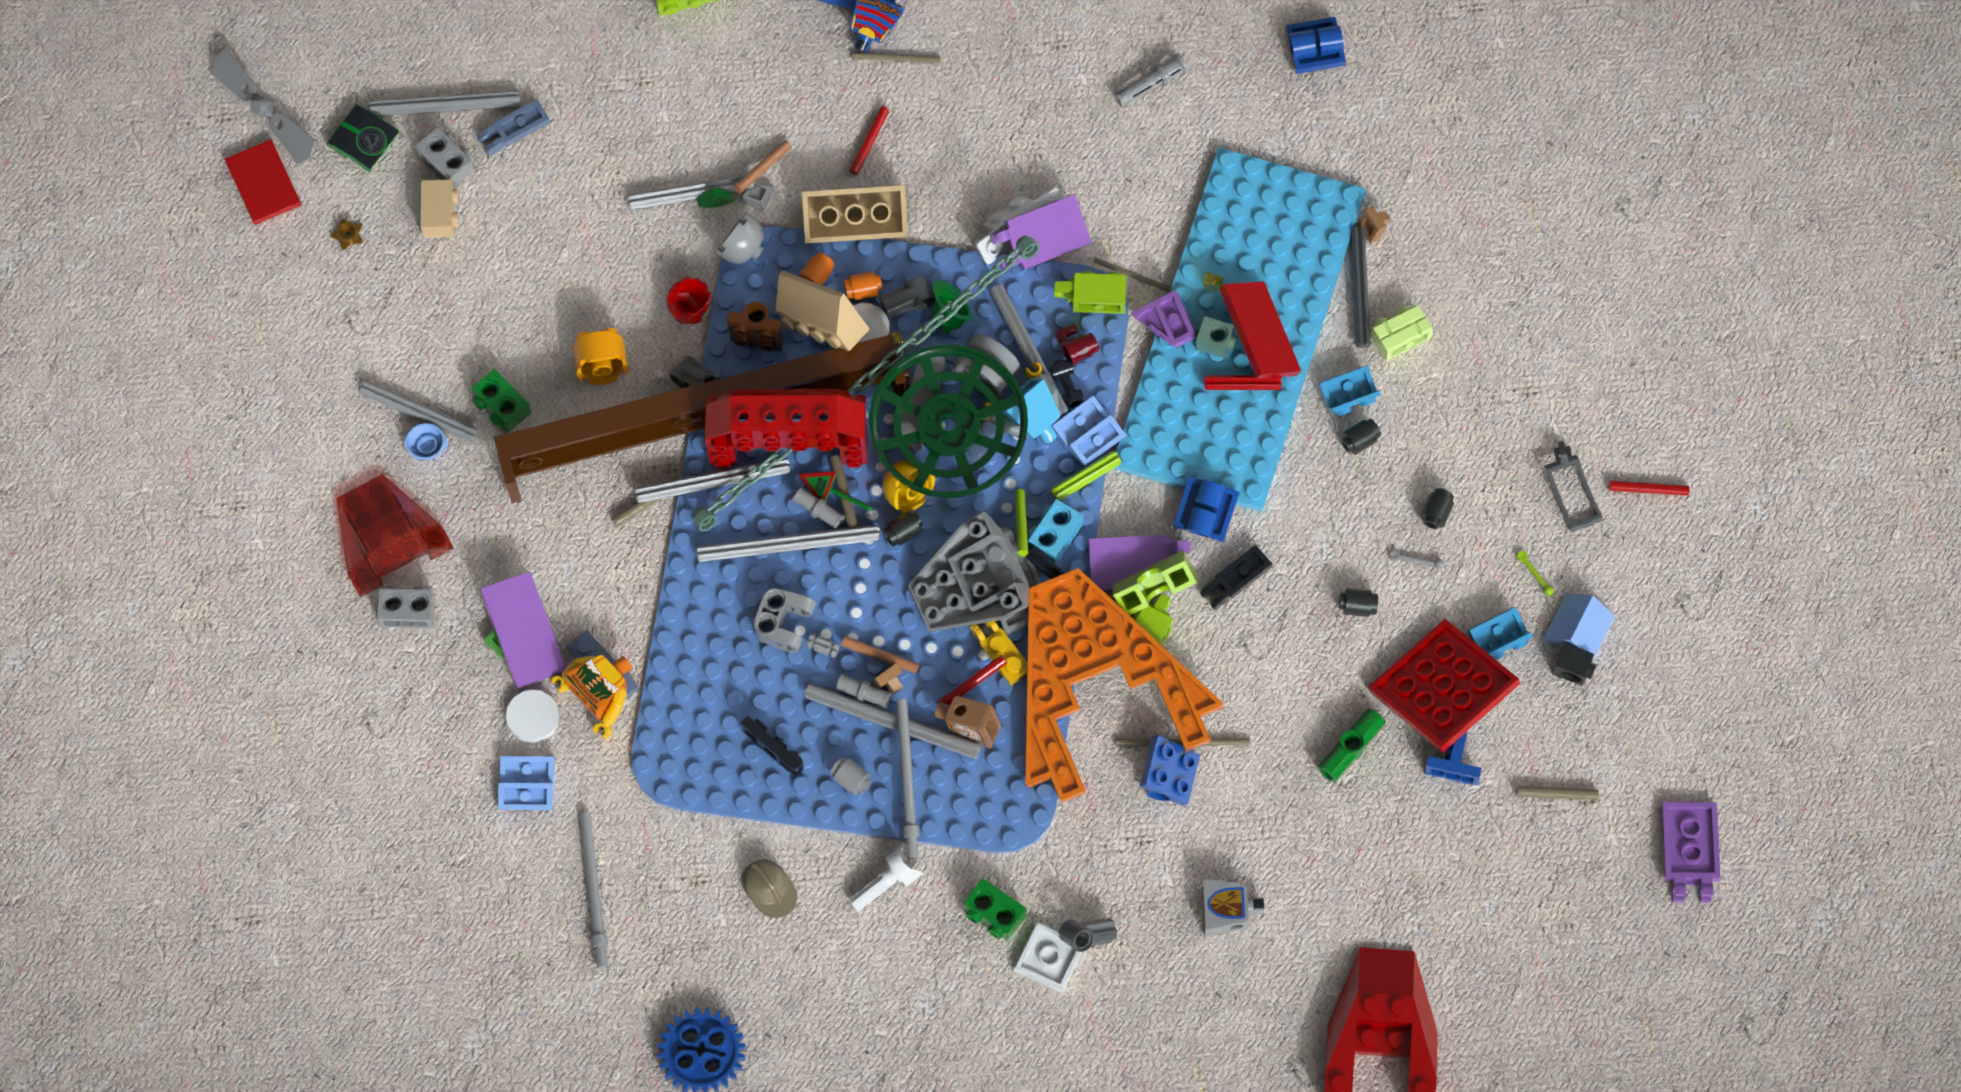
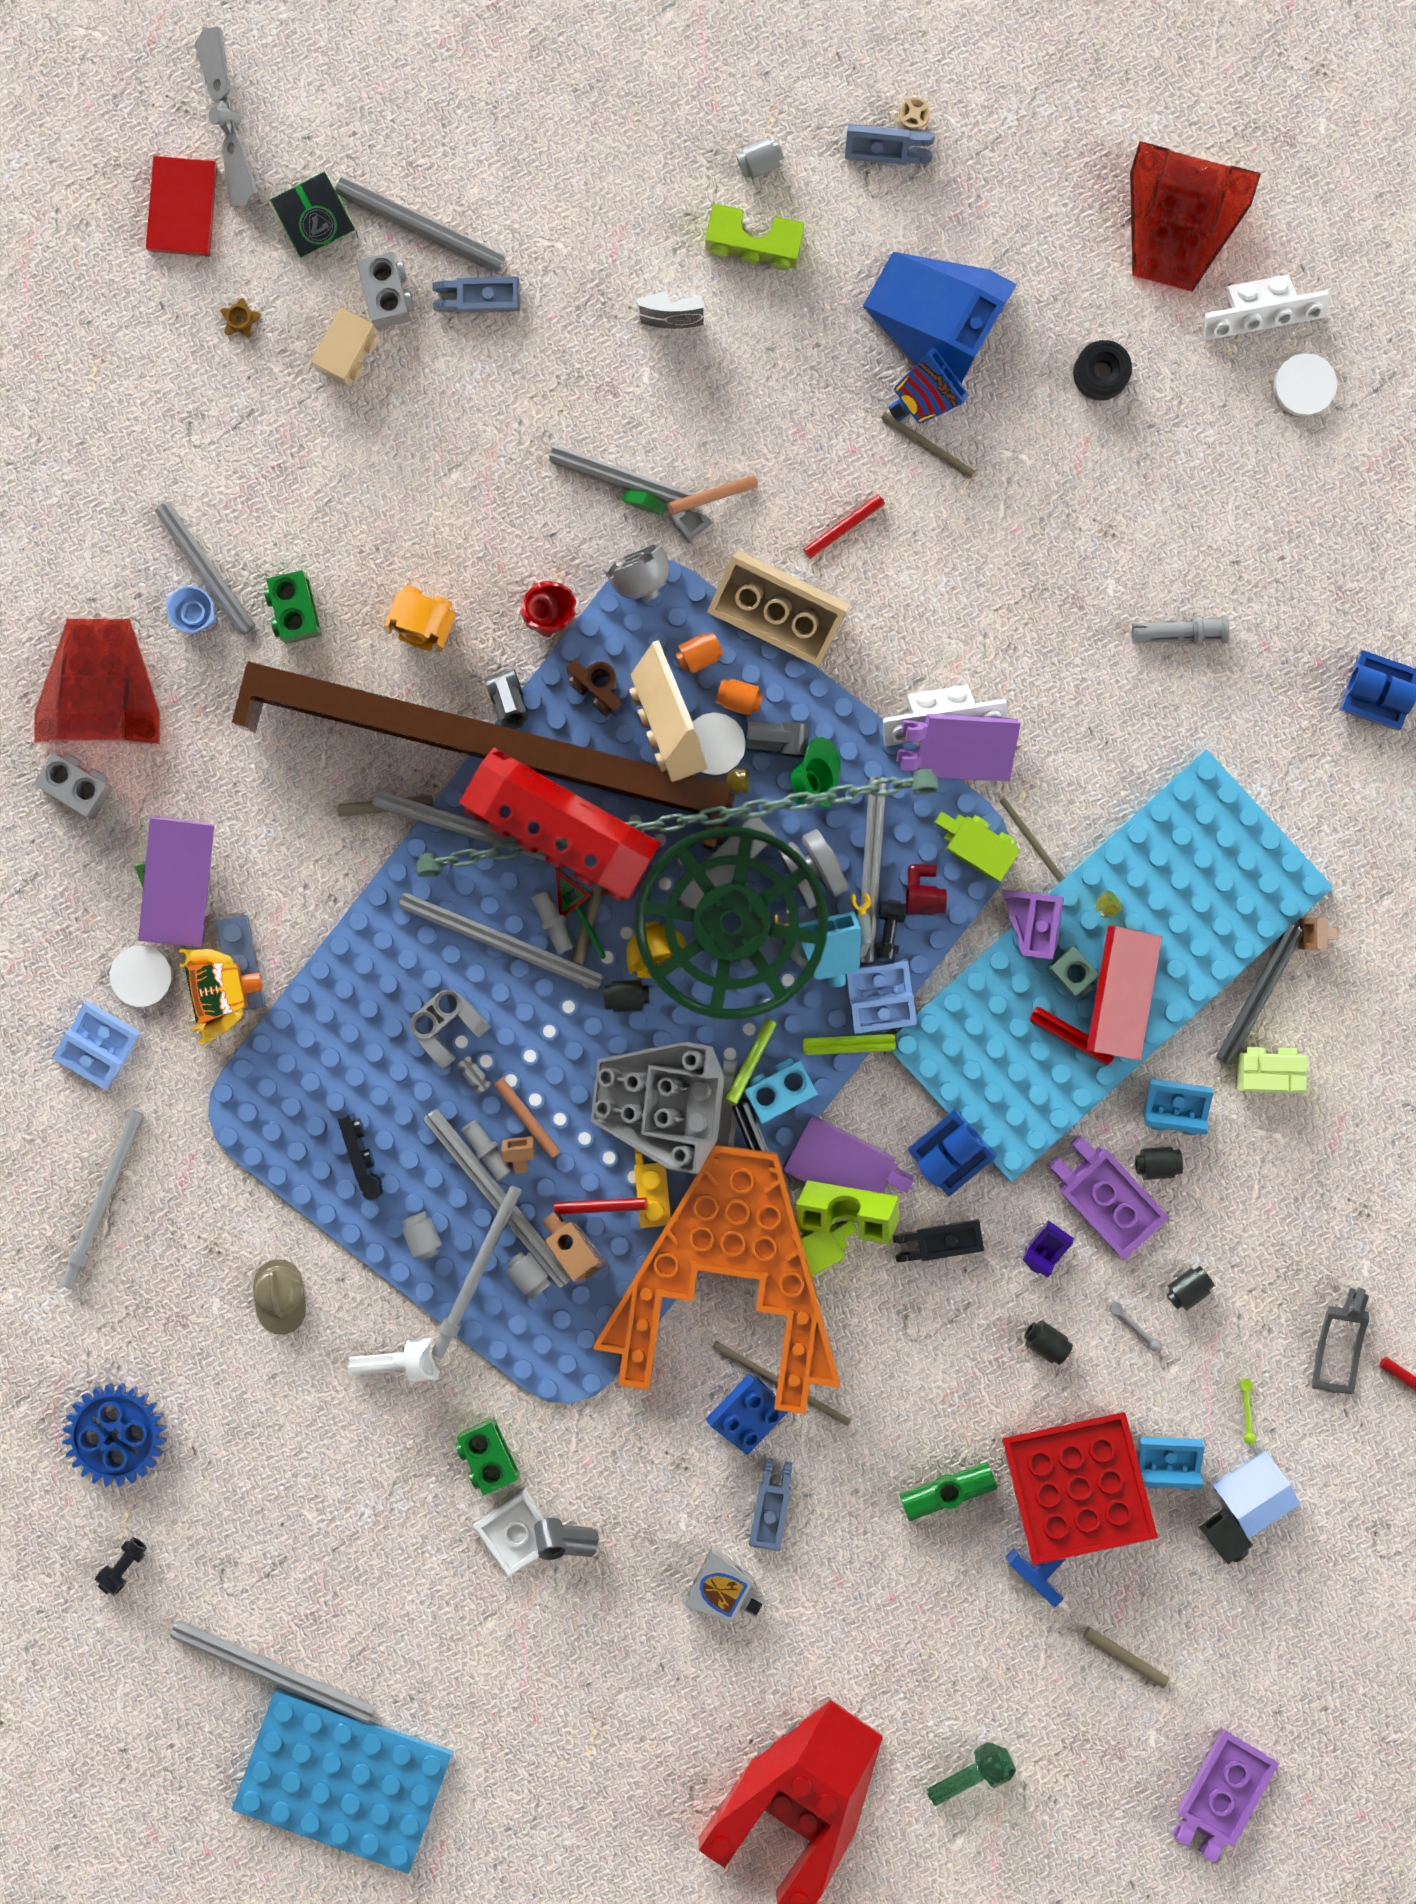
camera: 30 degrees right, 20 degrees up
(657, 66) = (659, 312): none -> slope
(946, 760) = (527, 1274): none -> light grey brick
(1229, 832) = (771, 1509): none -> sand blue hinge
(1317, 537) = (1047, 1249): none -> dark purple bracket
(1339, 481) = (1109, 1198): none -> medium lavender tile
(1504, 920) = (991, 1764): none -> clear green piece

